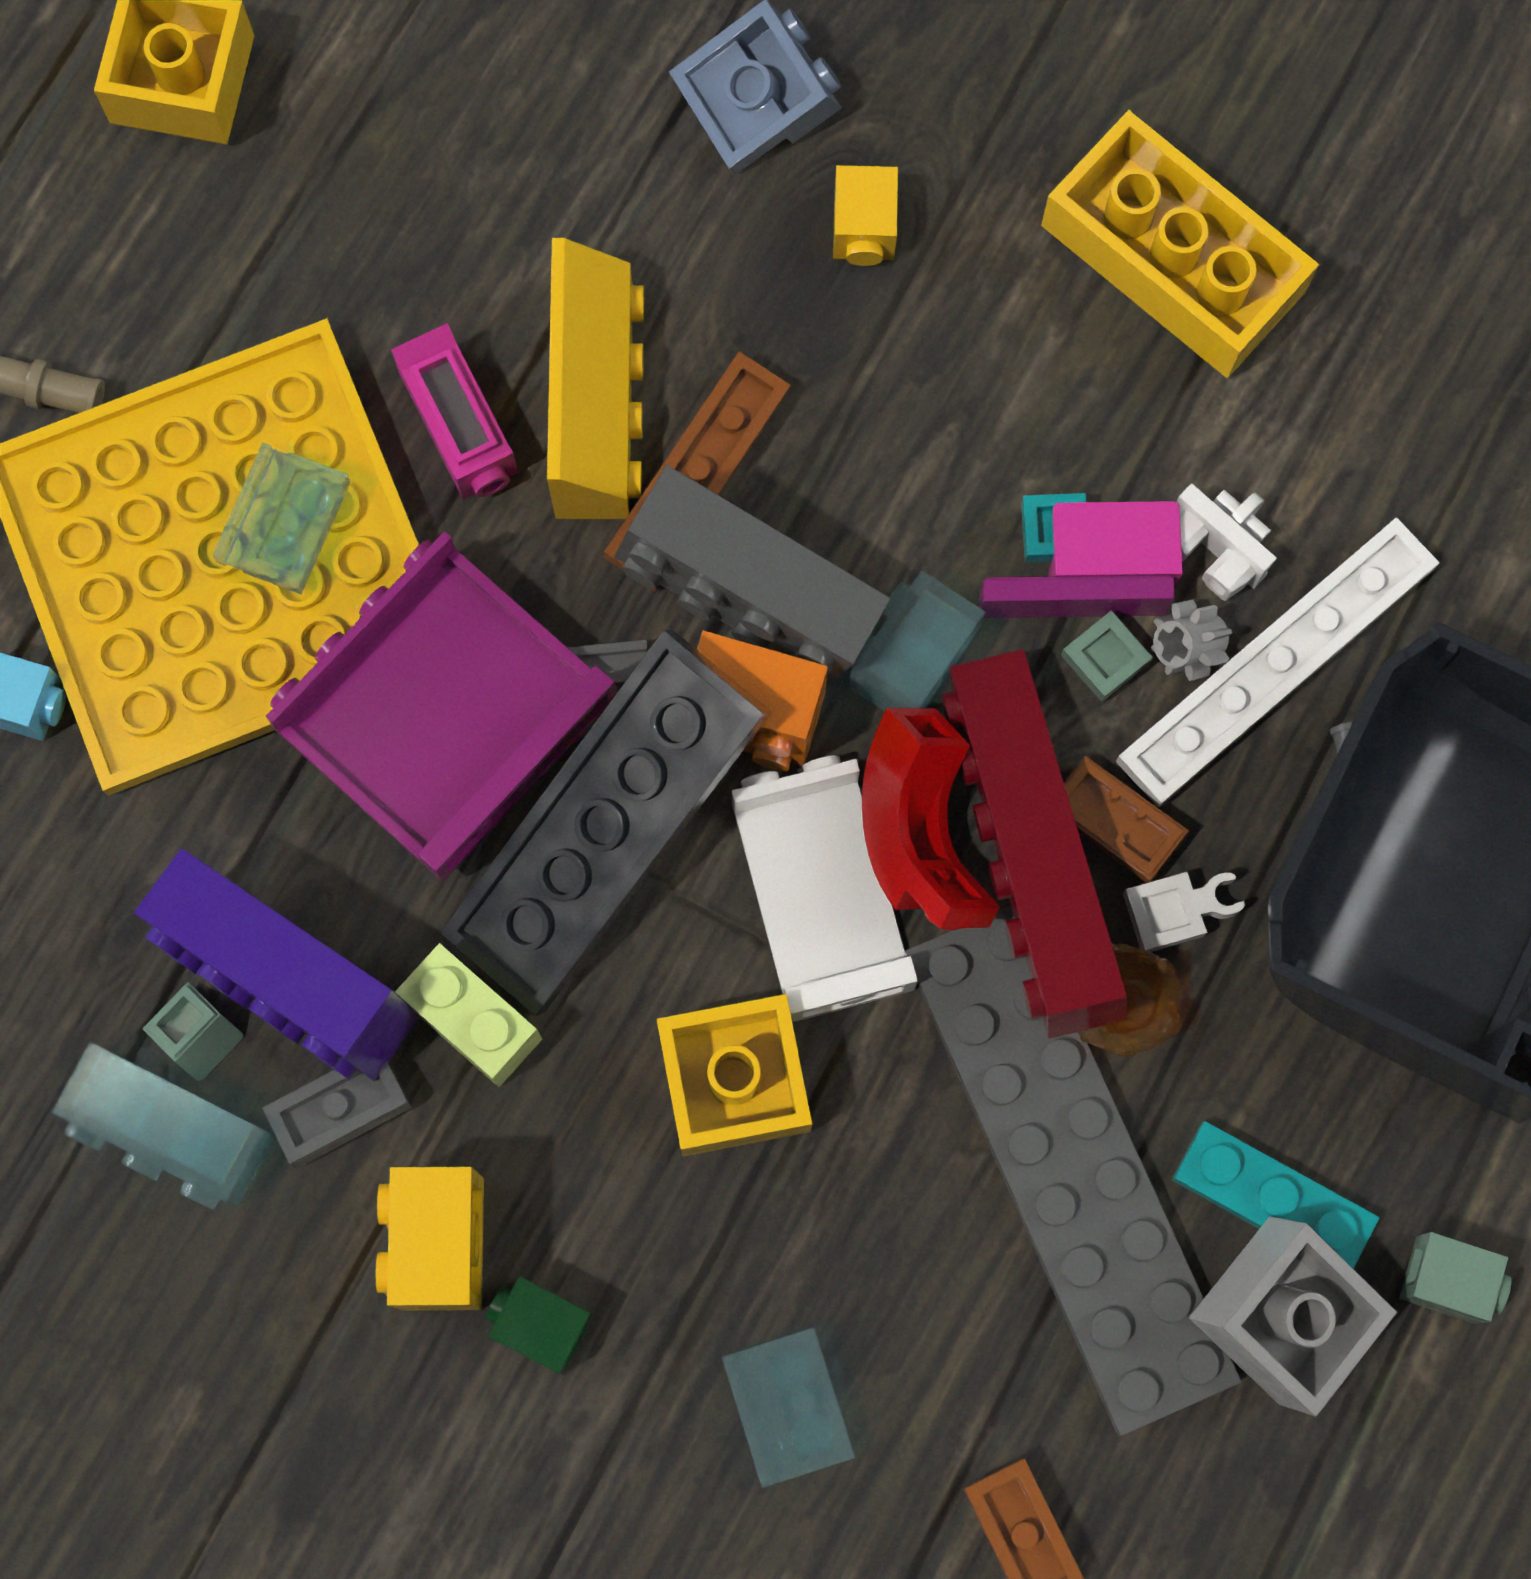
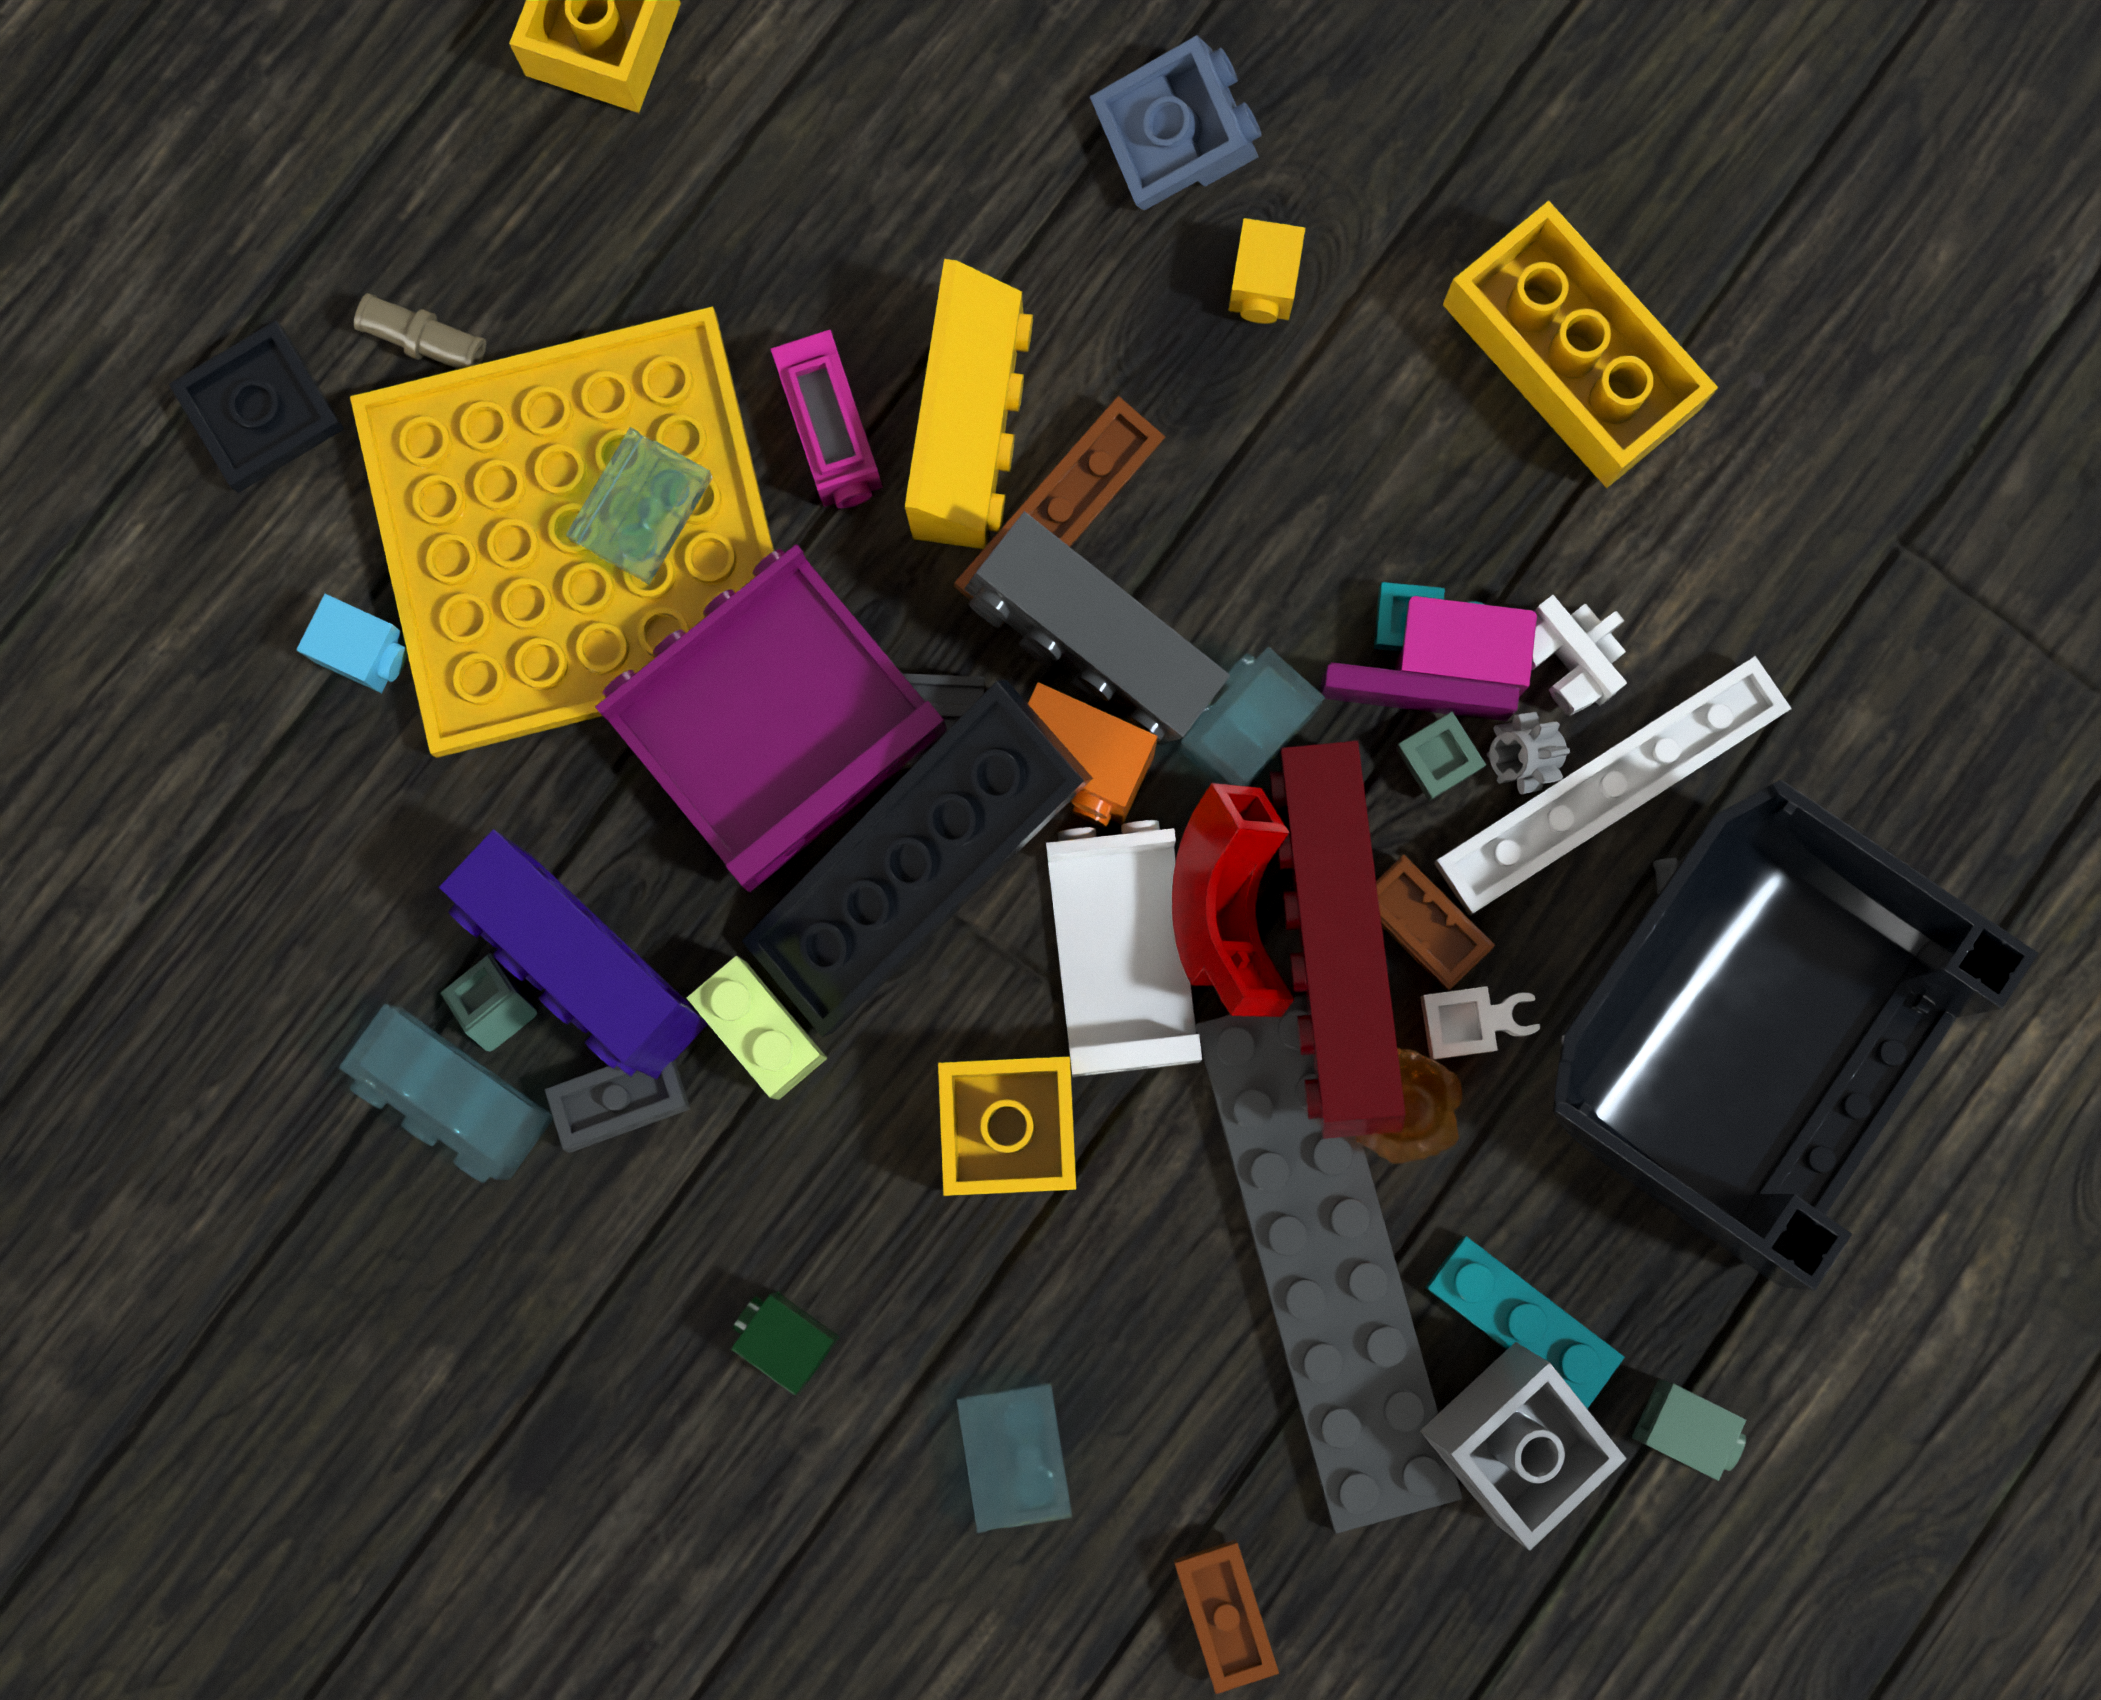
camera: 15 degrees right, 5 degrees up
(432, 1238) = (689, 1248): yellow brick -> none

